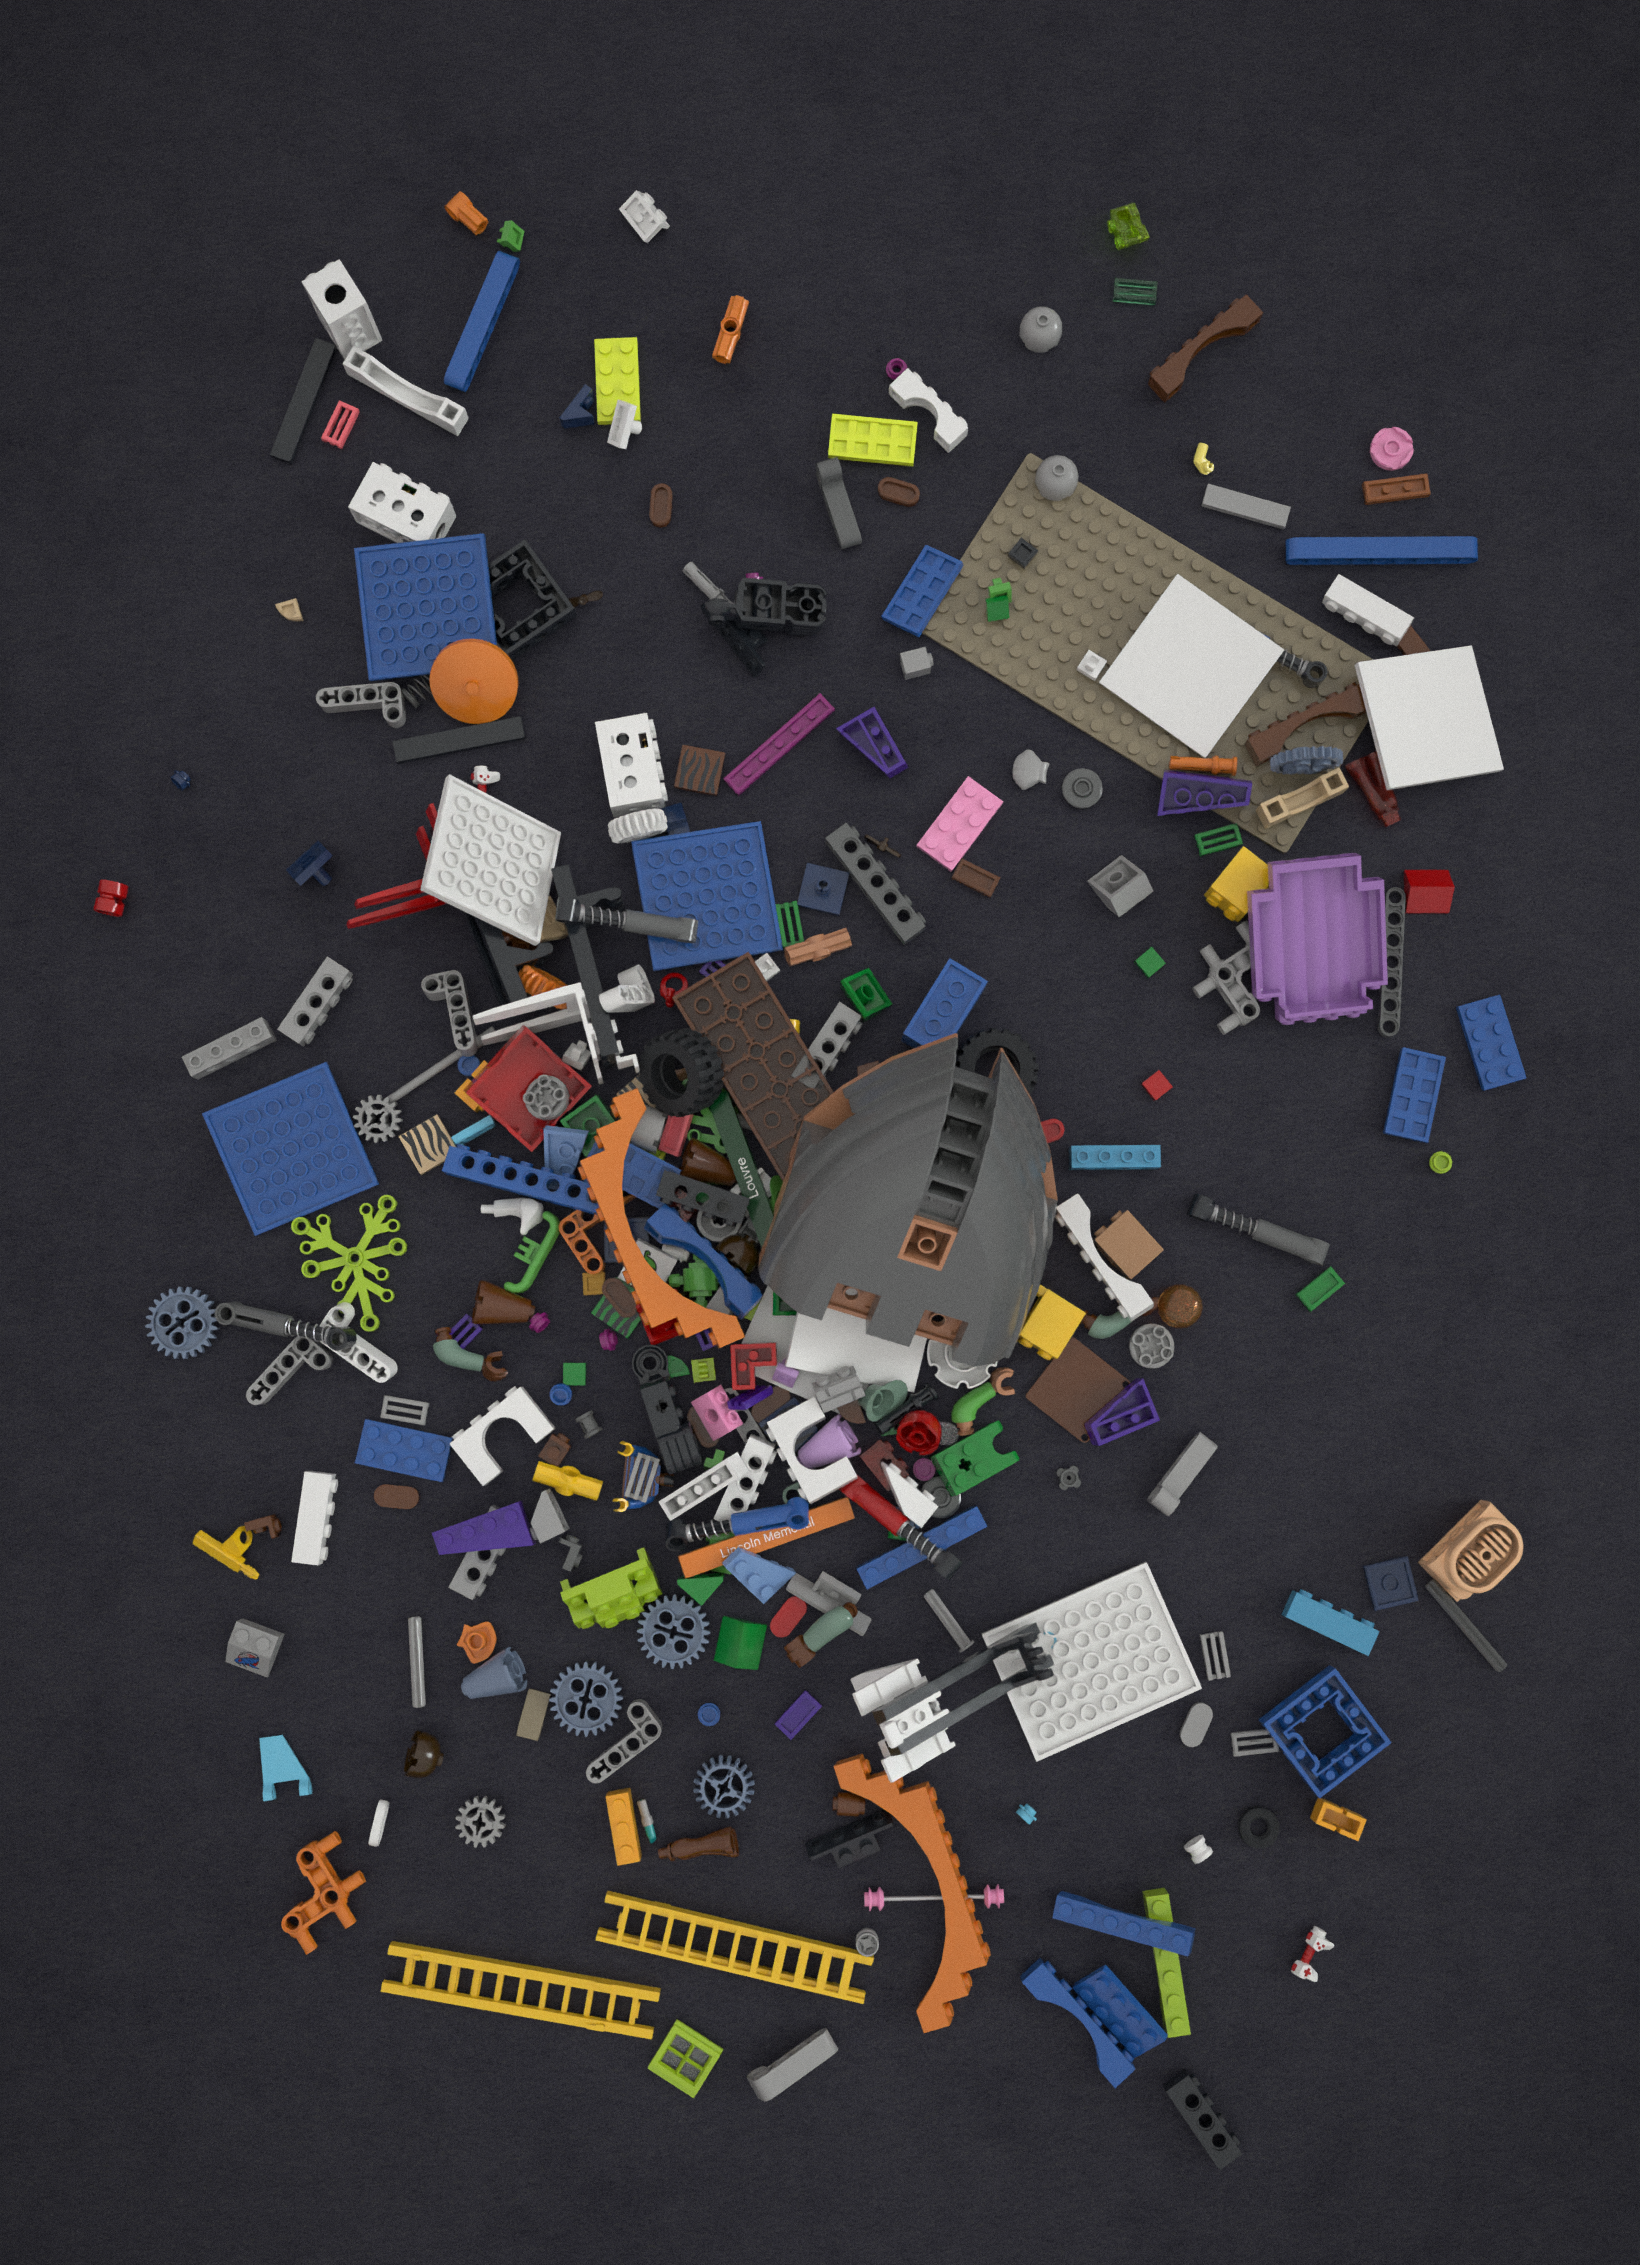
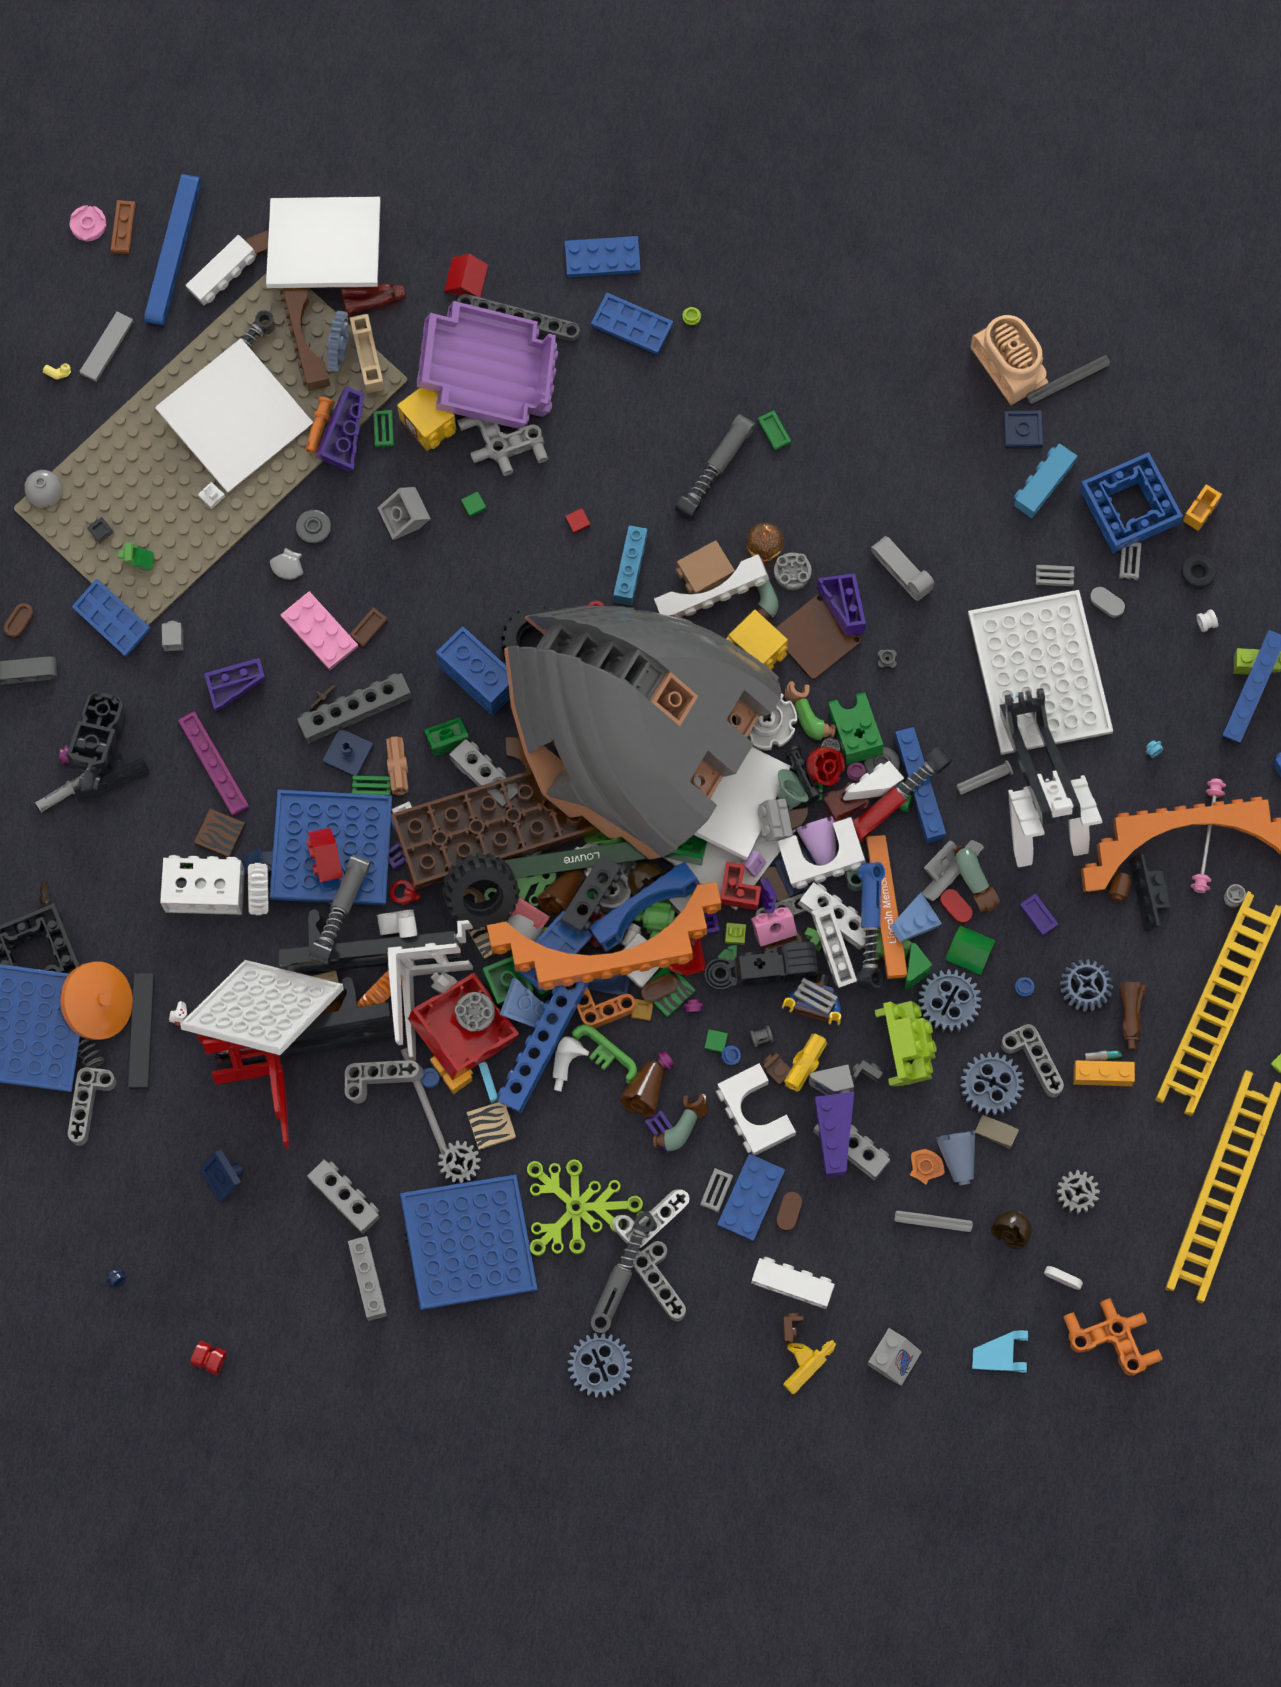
camera: 75 degrees left, 10 degrees down
(689, 888) = (325, 853): none -> red brick

